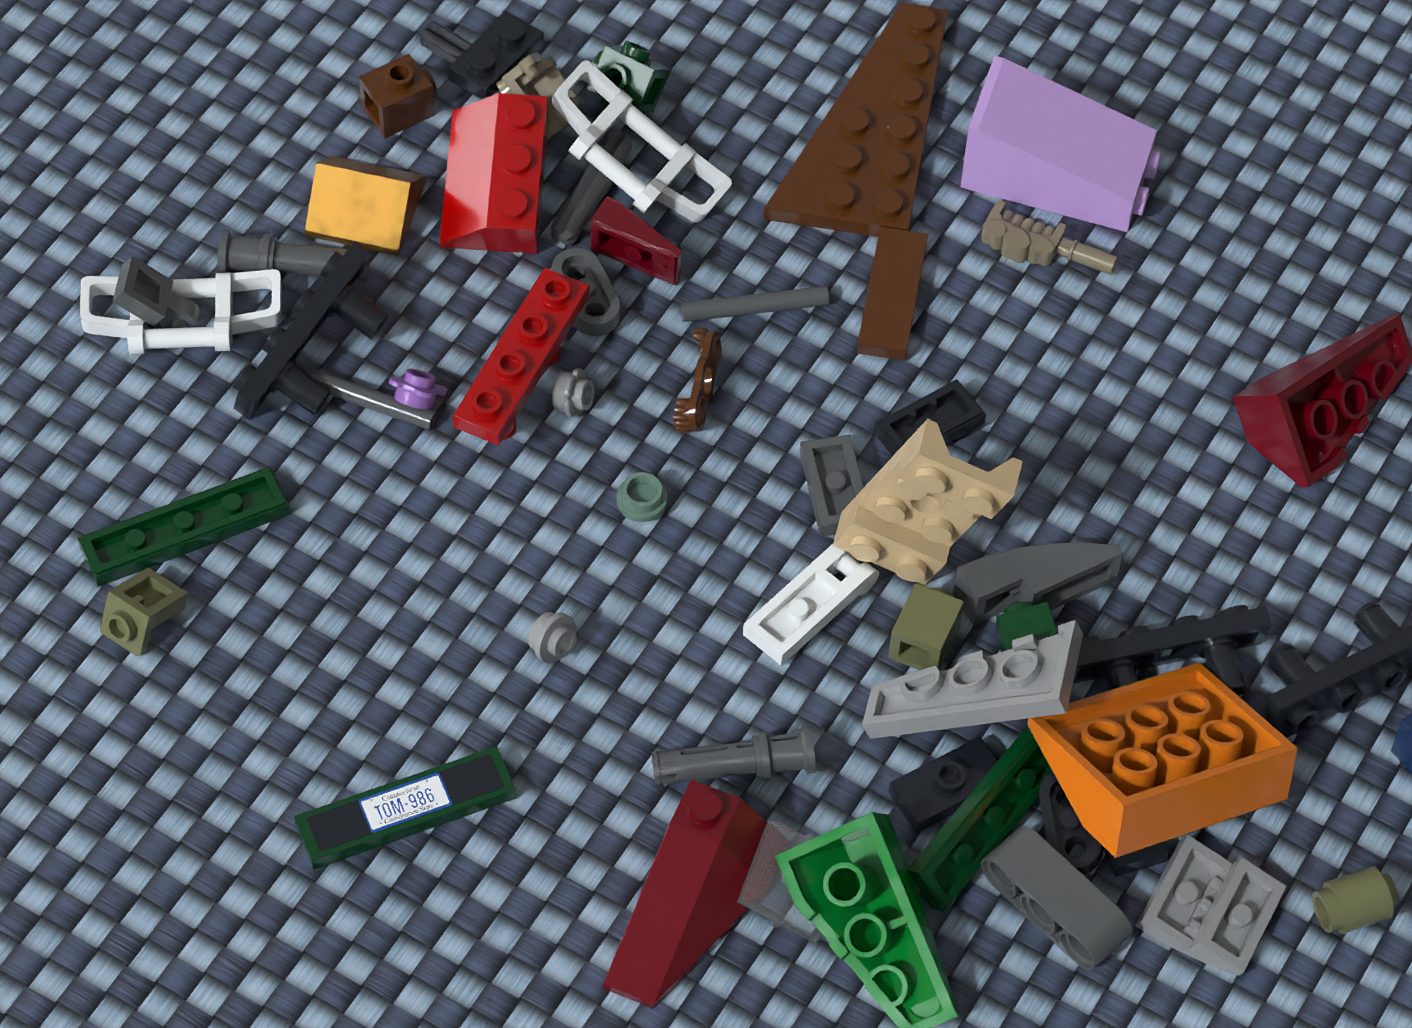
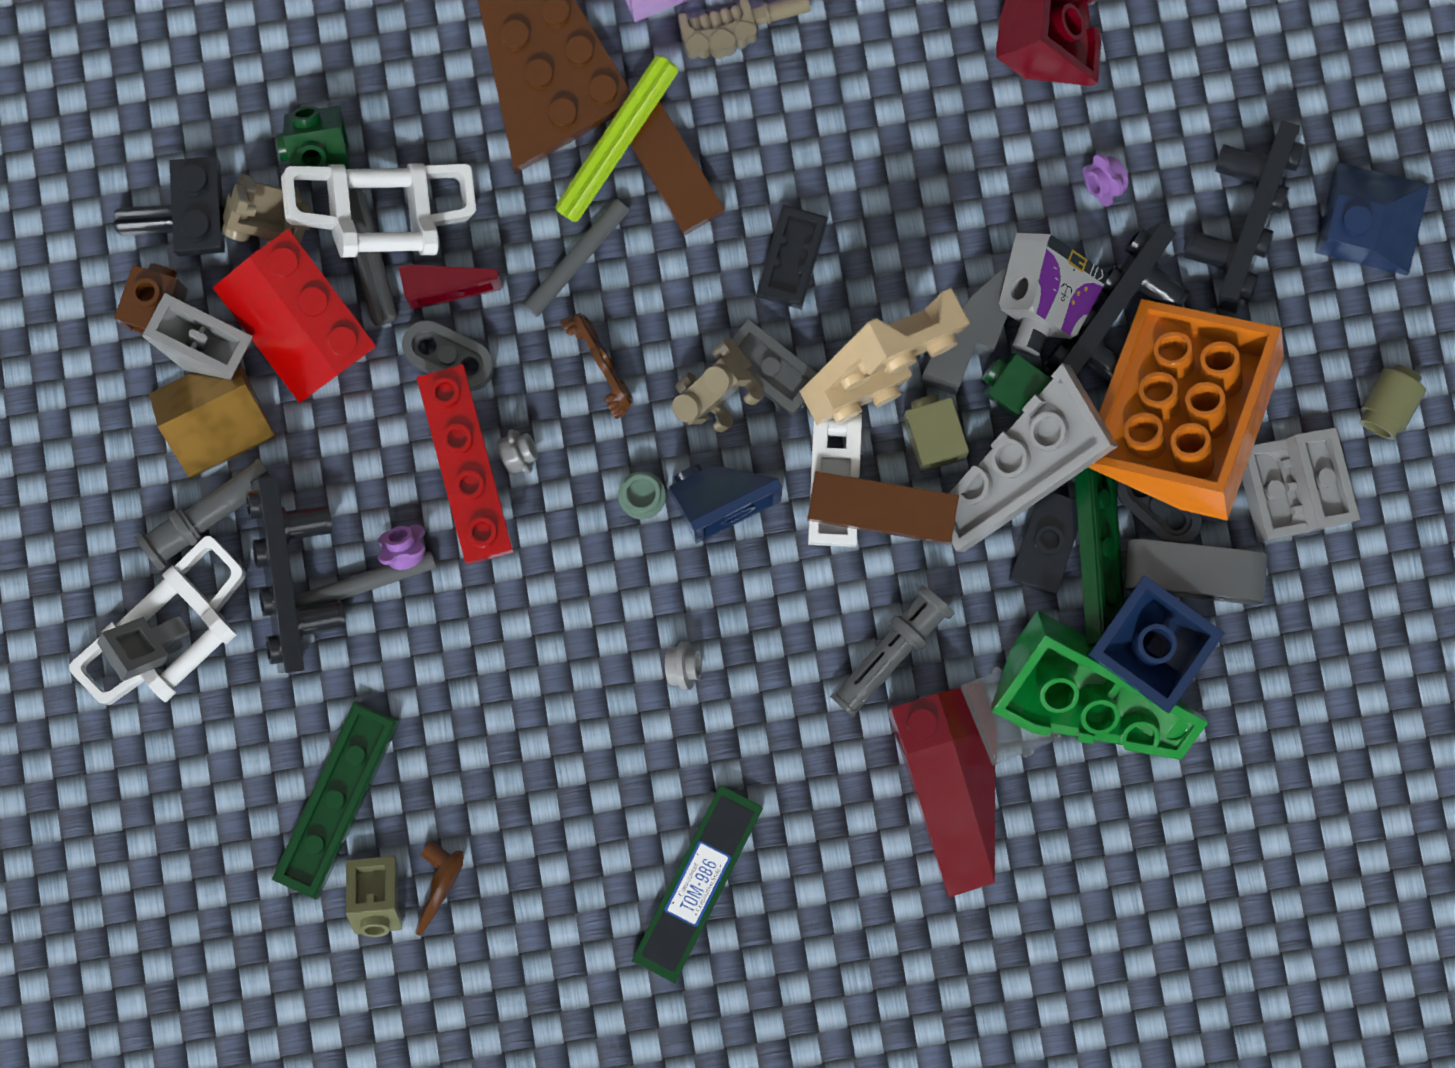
camera: 35 degrees left, 25 degrees up
(208, 643) = (448, 869): none -> reddish brown bar
(403, 131) = (196, 339): none -> light grey slope
(703, 542) = (721, 498): none -> dark blue slope
(775, 458) = (715, 386): none -> dark tan piece
(829, 641) = (883, 508): none -> reddish brown tile
(865, 240) = (616, 138): none -> lime axle
(966, 908) = (1156, 644): none -> dark blue slope
(1119, 582) = (1048, 290): none -> light grey torso
(1249, 555) = (1105, 178): none -> medium lavender plate

